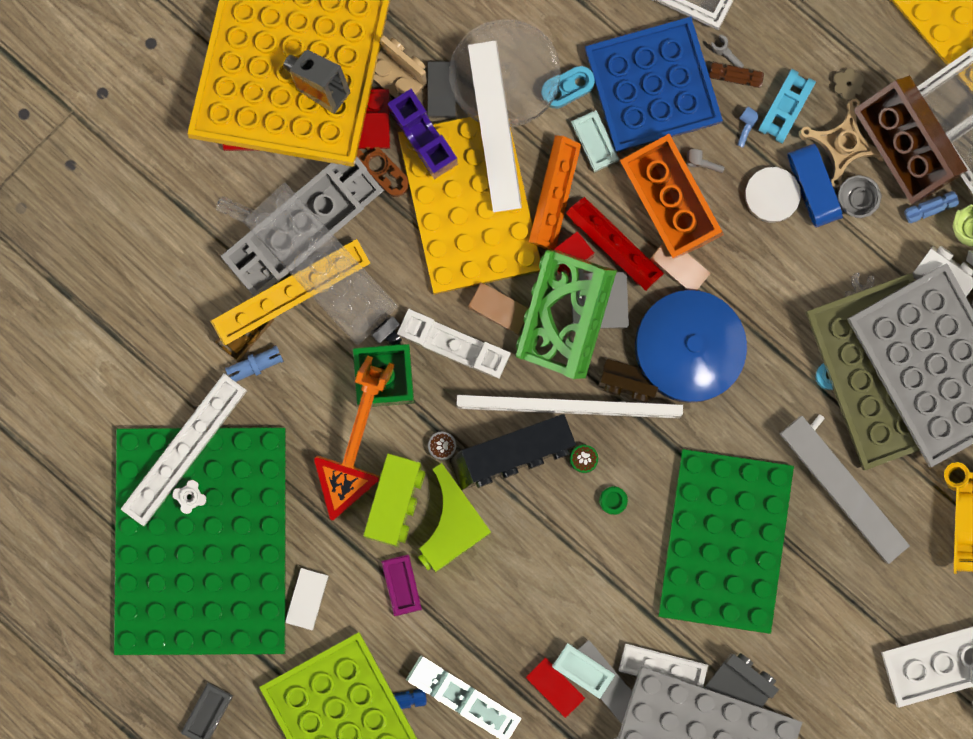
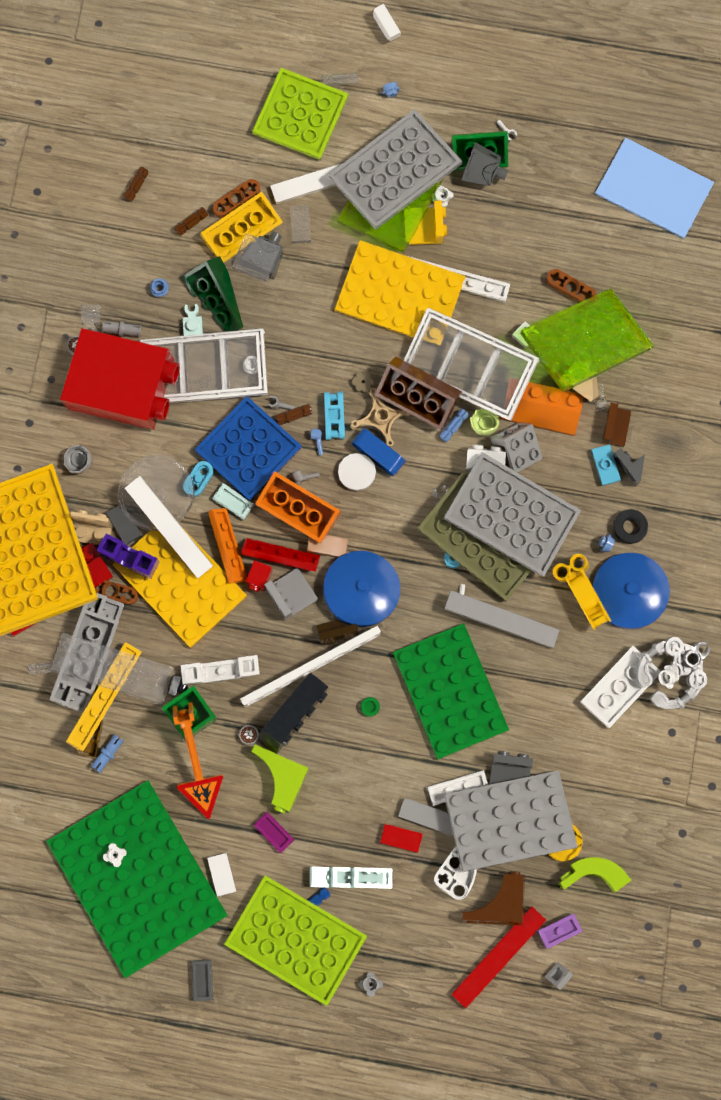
camera: 30 degrees left, 5 degrees down
(183, 450) = (94, 829): white tile -> none
(318, 79) = (47, 559): dark grey torso -> none
(394, 501) = (240, 784): lime brick -> none
(498, 308) = (234, 633): medium nougat slope -> none
(583, 670) = (412, 817): light aqua tile -> none
(584, 459) = (338, 692): tile -> none
(592, 313) = (261, 621): bright green fence -> none
(859, 196) = (408, 443): light grey hair -> none

